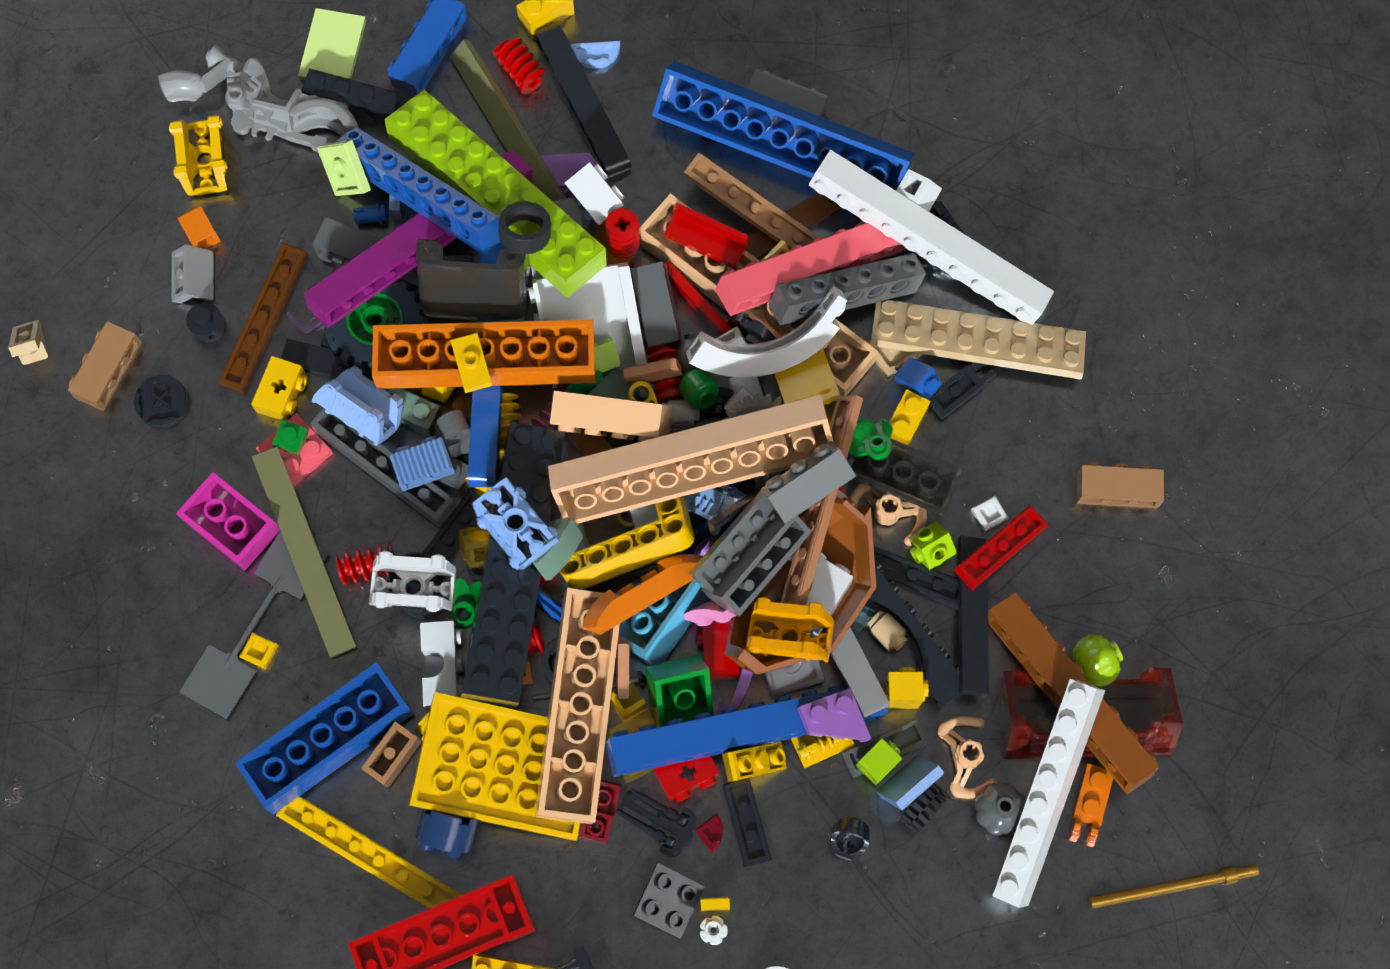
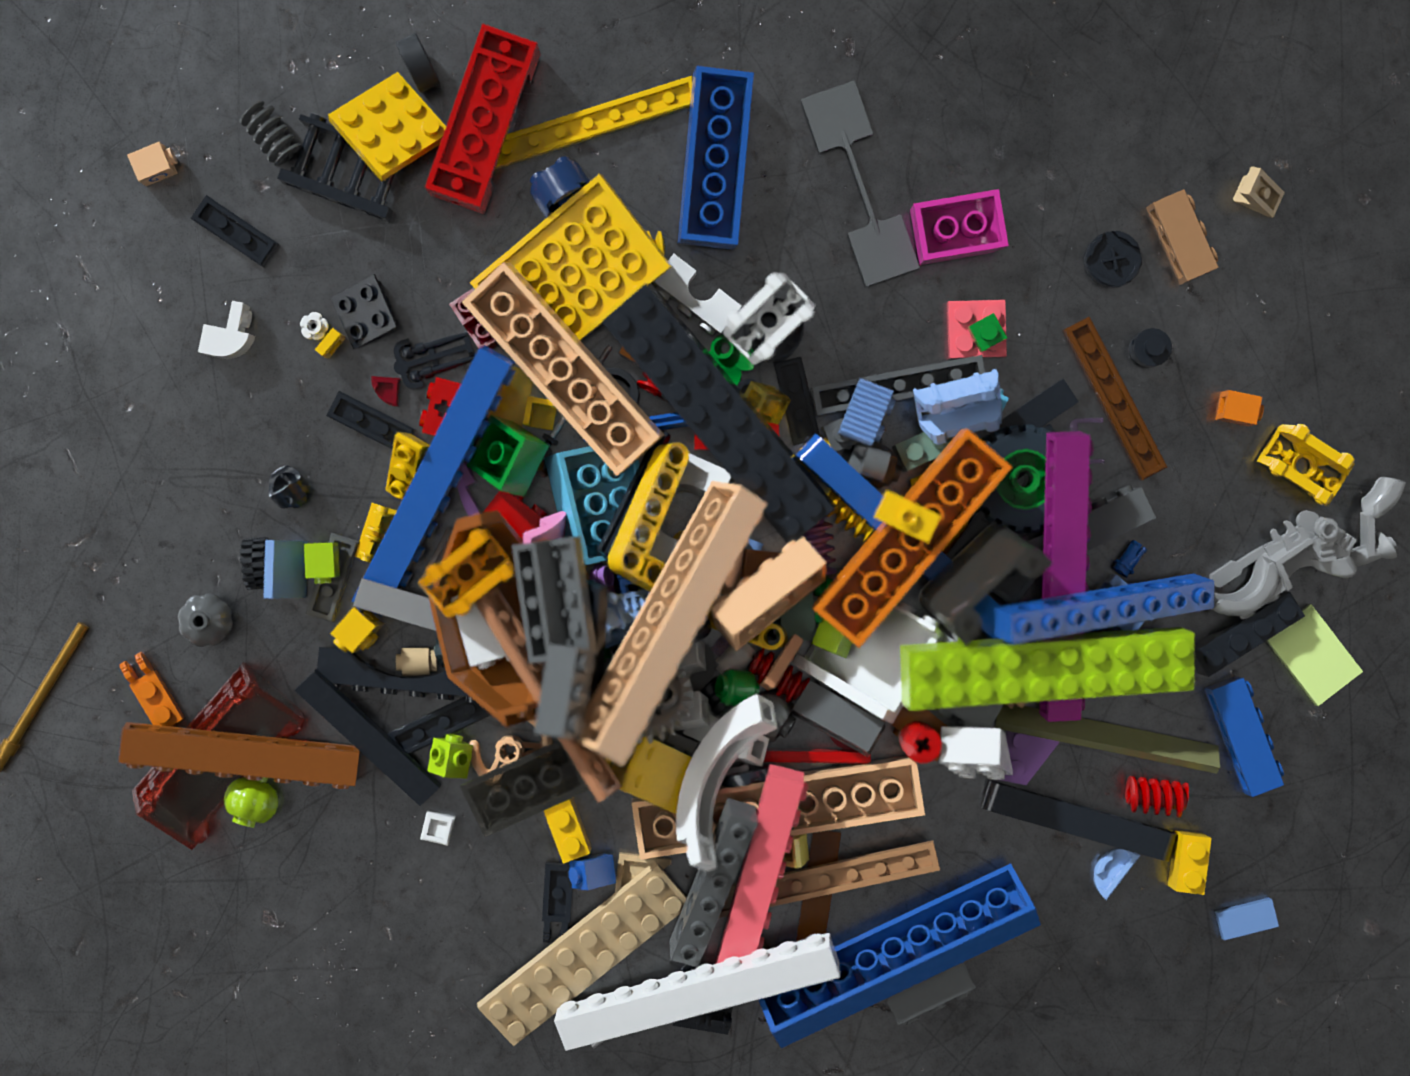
camera: 135 degrees right, 15 degrees up
(192, 274) = (1203, 371): light grey panel -> none
(259, 651) = (834, 168): yellow tile -> none
(276, 377) = (1048, 370): yellow brick -> none
(304, 552) = (883, 266): olive tile -> none
(343, 168) = (1185, 567): yellowish green tile -> none
(359, 564) = (829, 305): red piece -> none
(391, 754) = (657, 197): medium nougat brick -> none
(507, 536) = (736, 452): light blue piece -> none
(524, 243) = (993, 674): black tyre -> none
(558, 555) = (694, 452): sand green slope -> none
(612, 610) = (596, 528): orange brick -> none
(622, 668) = (560, 424): nougat tile -> none
(707, 236) = (857, 808): red panel -> none
(834, 717) = (380, 555): medium lavender wing -> none
(871, 439) = (574, 789): green plate -> none
(919, 189) = (745, 1020): white brick -> none
(946, 732) = (277, 631): light nougat piece -> none
(1000, 547) = (401, 810): red tile -> none
(1048, 793) = (179, 664): white brick -> none
(1120, 485) = (367, 951): medium nougat brick -> none

